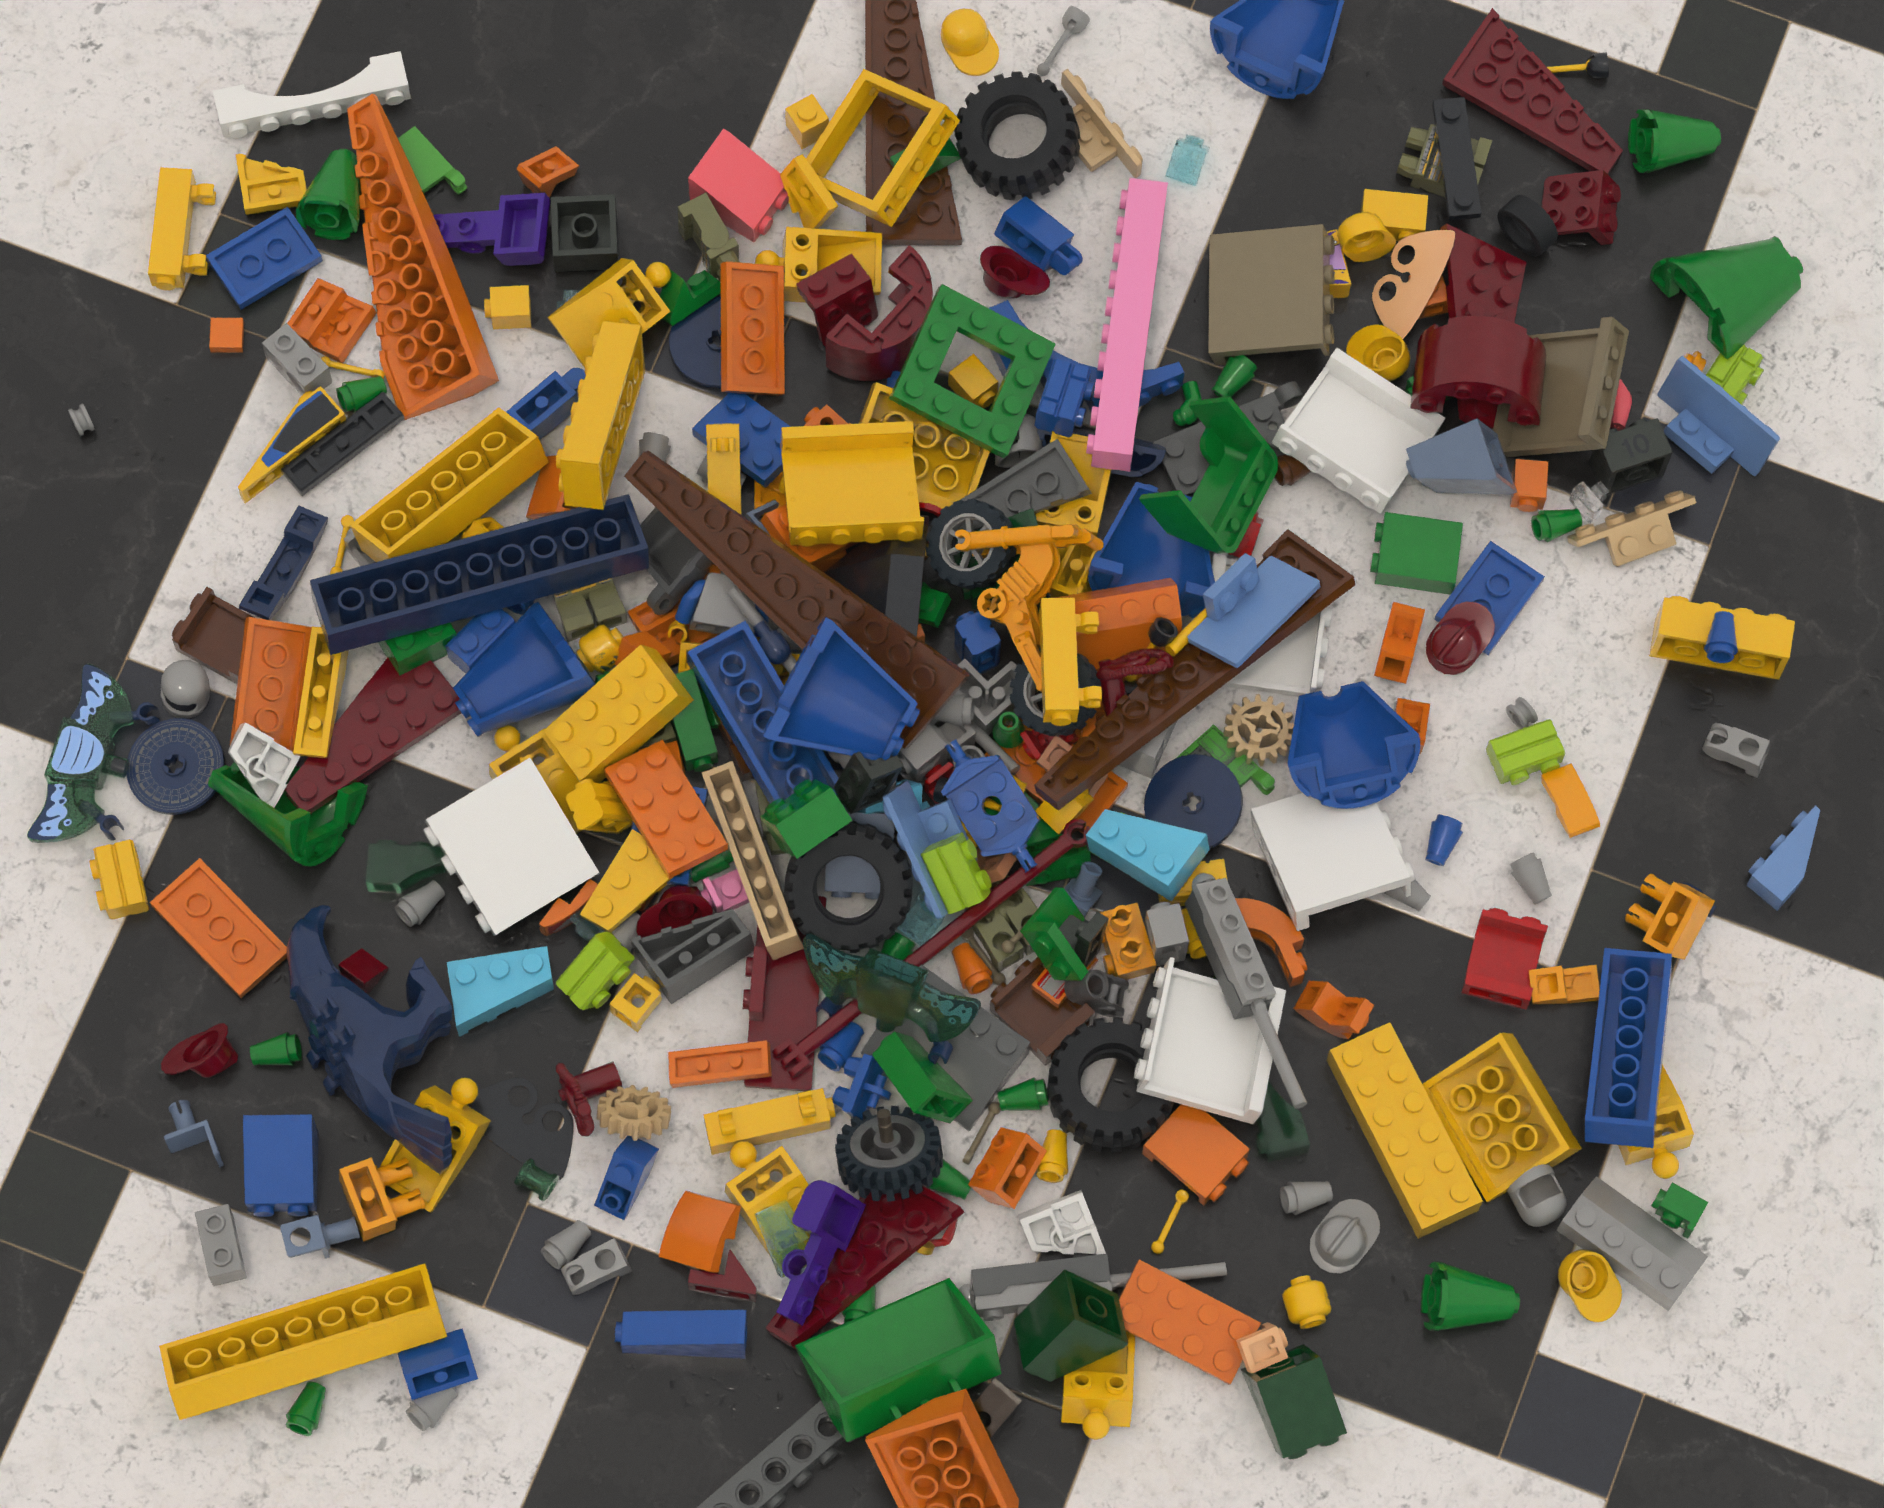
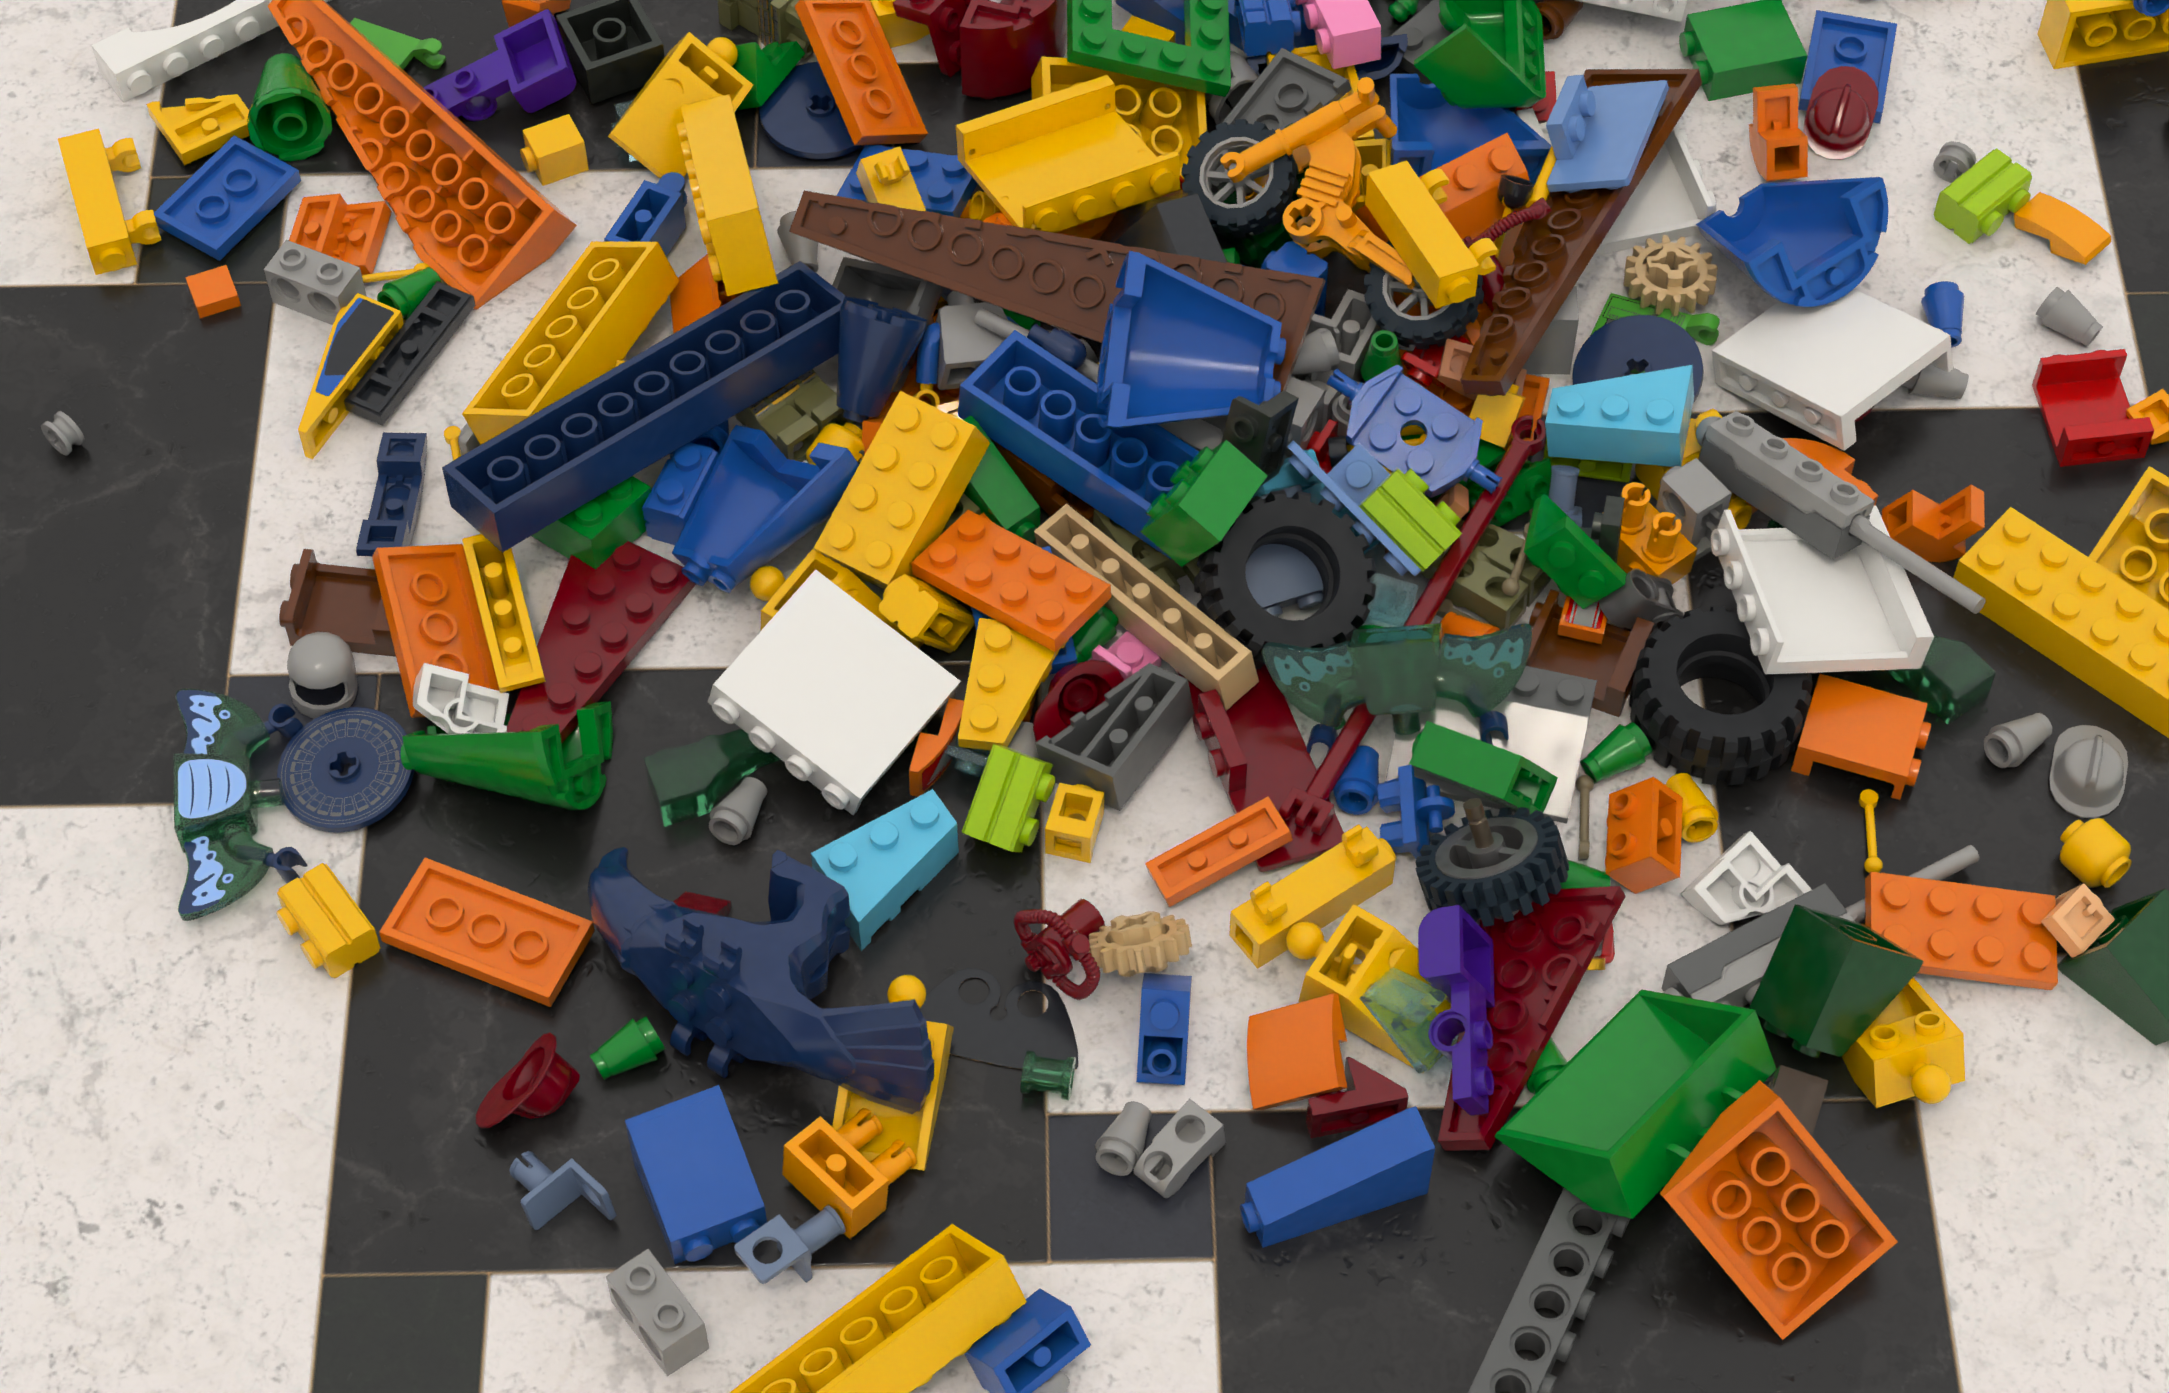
camera: 20 degrees left, 15 degrees down
(648, 590) = (872, 354): none -> dark blue cone

